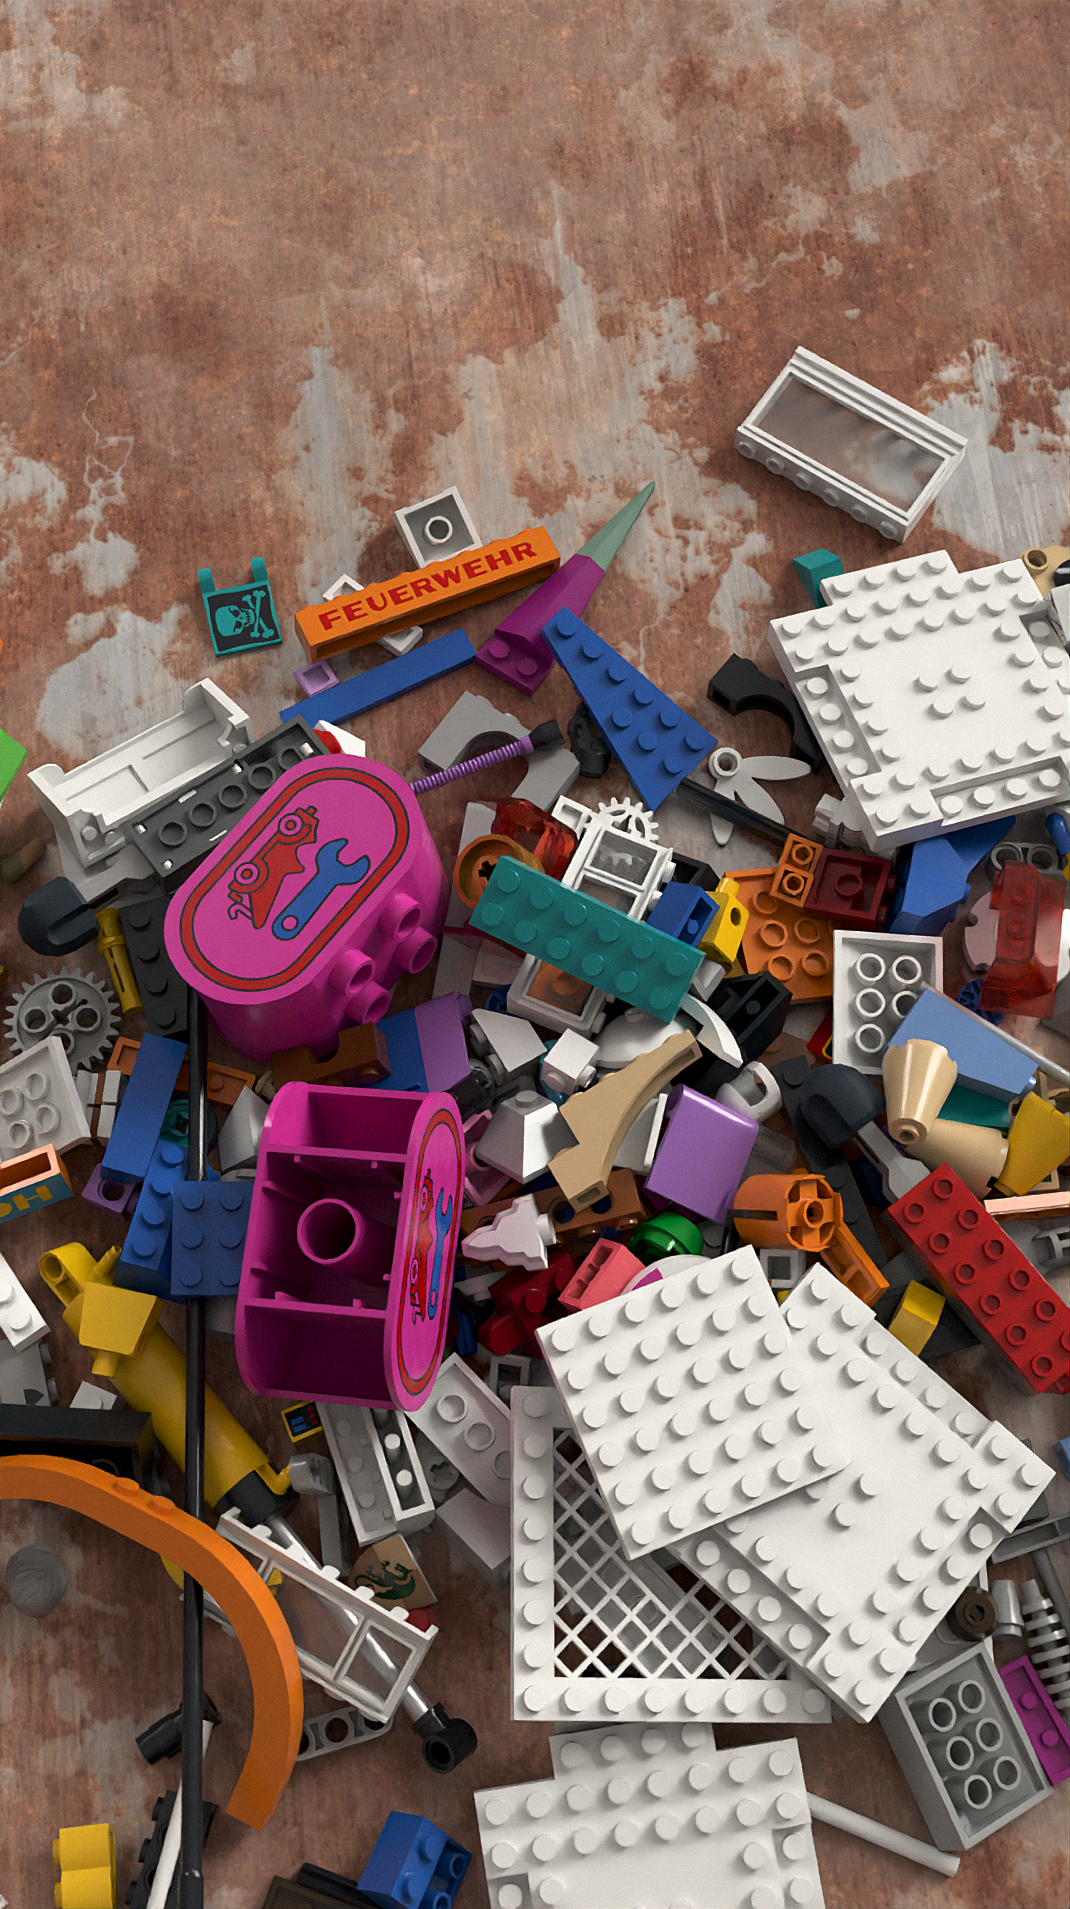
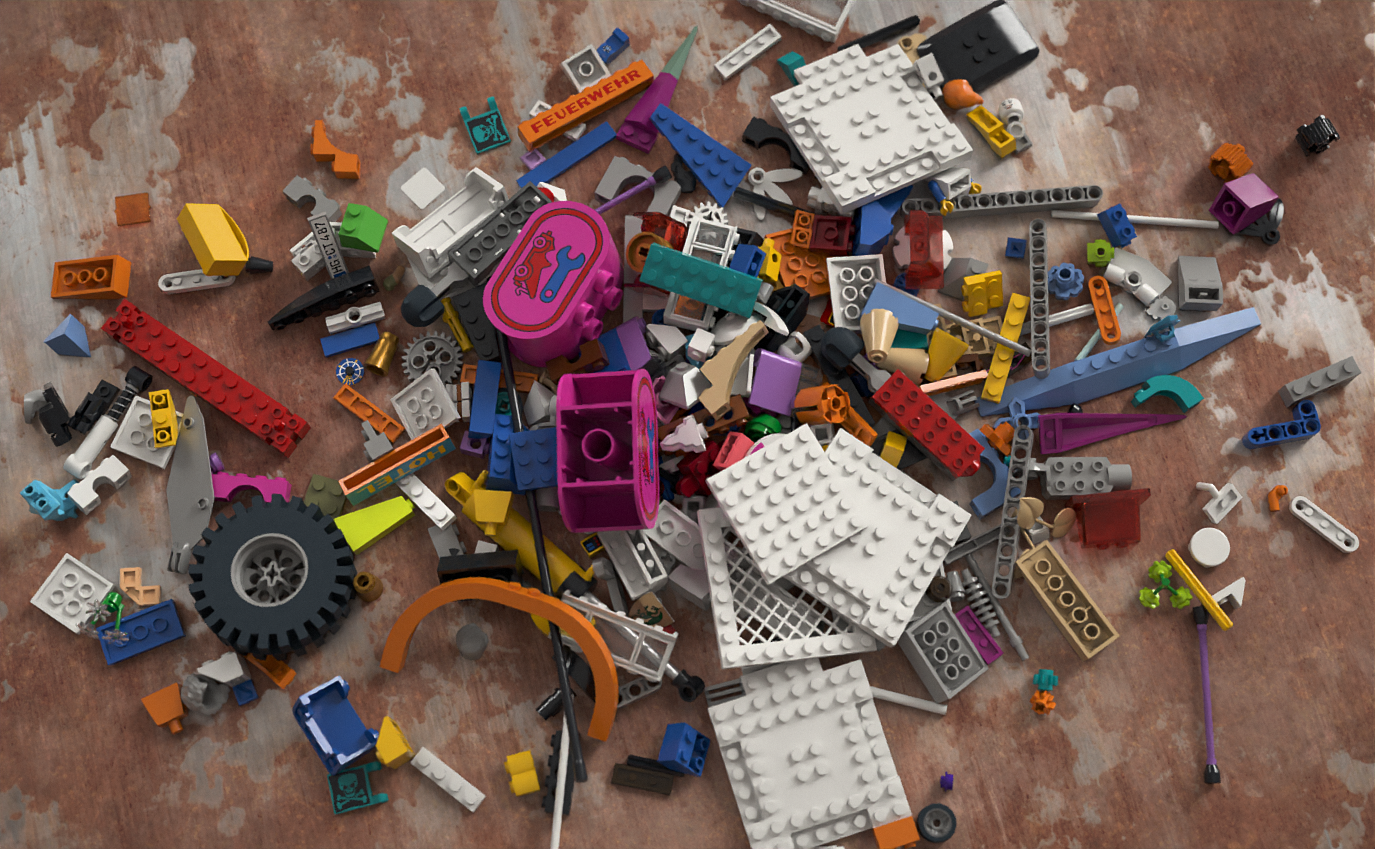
camera: 10 degrees left, 5 degrees up
(107, 704) = (422, 188): none -> white sticker
(229, 1673) = (579, 672): none -> black arch
(496, 497) = (613, 46): none -> blue leg
(509, 1762) = (718, 694): none -> light grey tile
(739, 539) = (747, 52): none -> white plate
(996, 537) = (883, 33): none -> black axle

